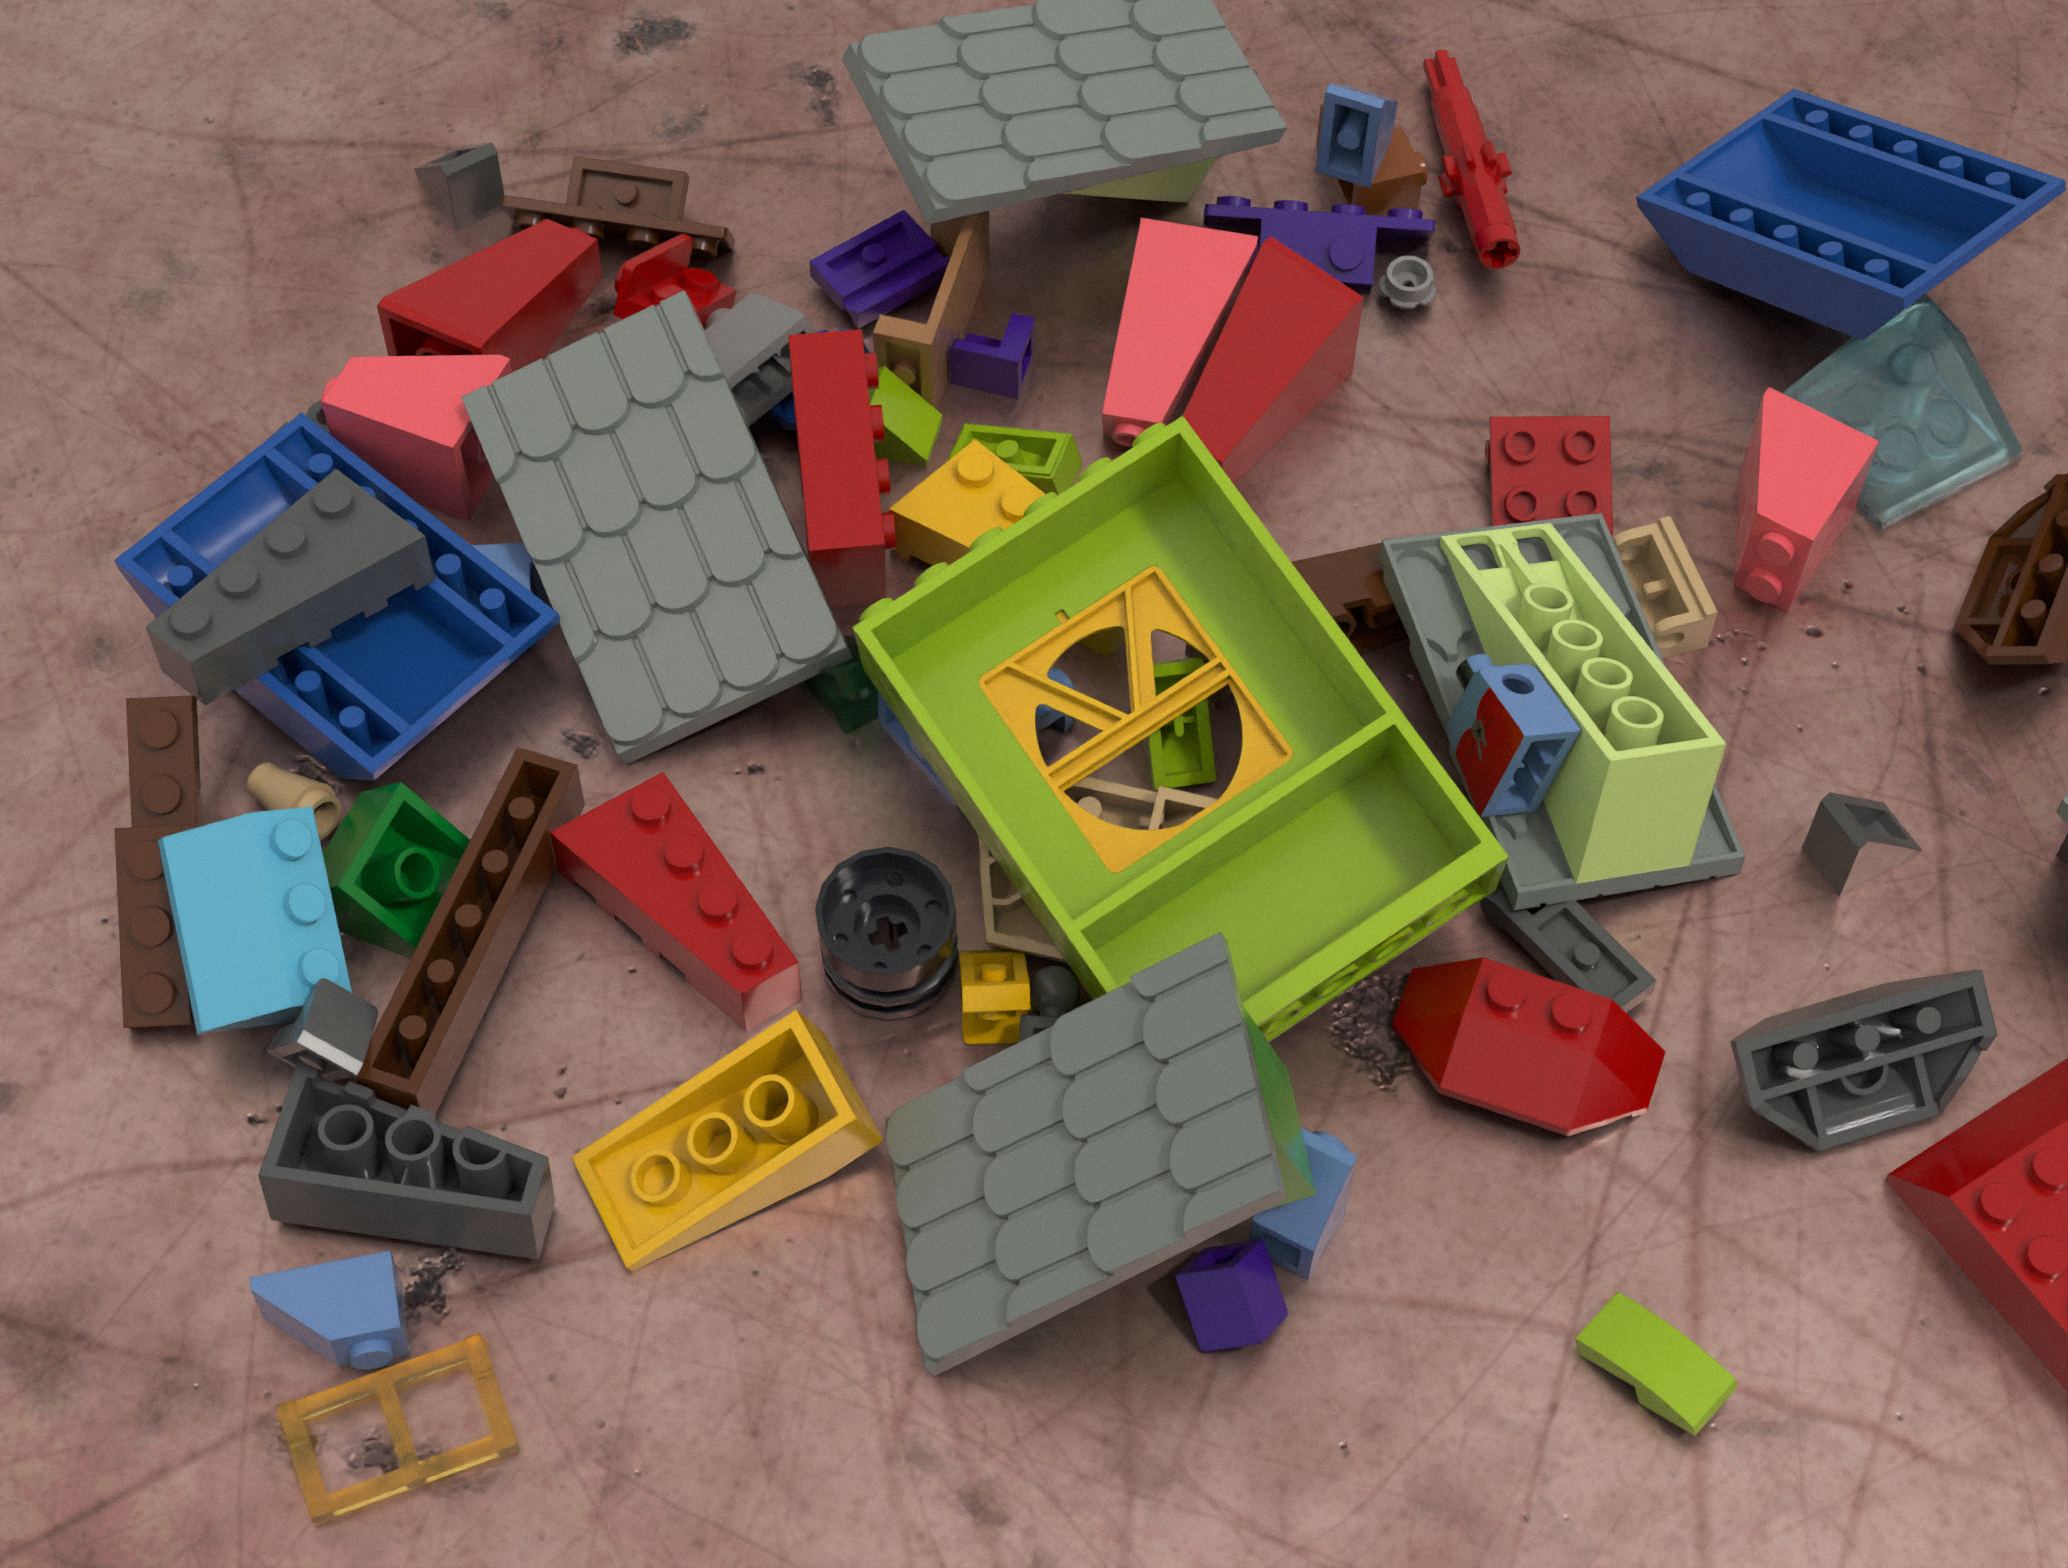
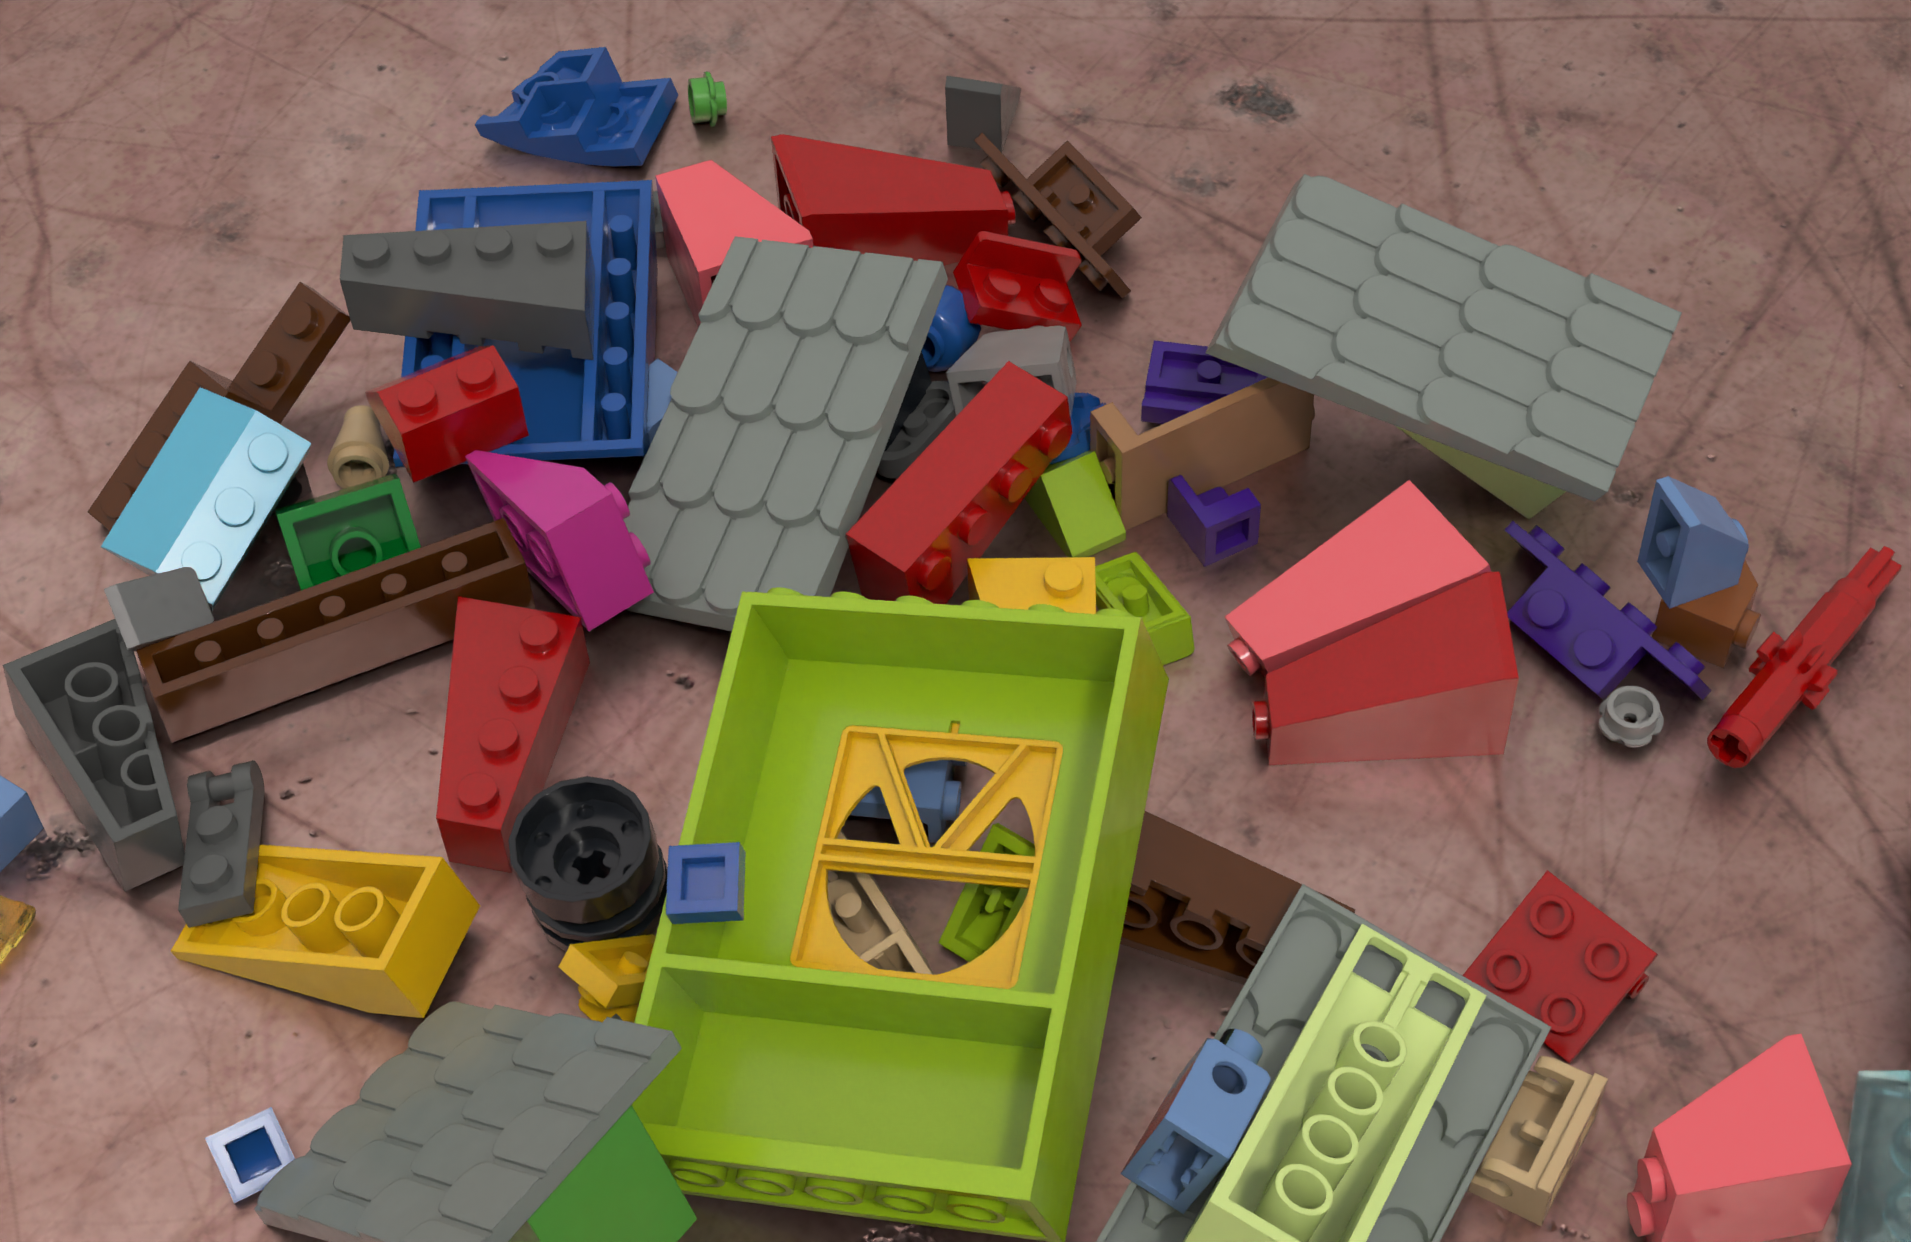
camera: 50 degrees right, 5 degrees down
(131, 416) = (583, 112): none -> blue slope
(225, 328) = (706, 99): none -> bright green plate
(379, 695) = (450, 411): none -> red slope
(585, 1160) = (222, 845): none -> dark grey plate
(586, 708) = (567, 532): none -> dark pink slope
(868, 1338) = (250, 1153): none -> slope
(1061, 844) = (705, 883): none -> blue plate

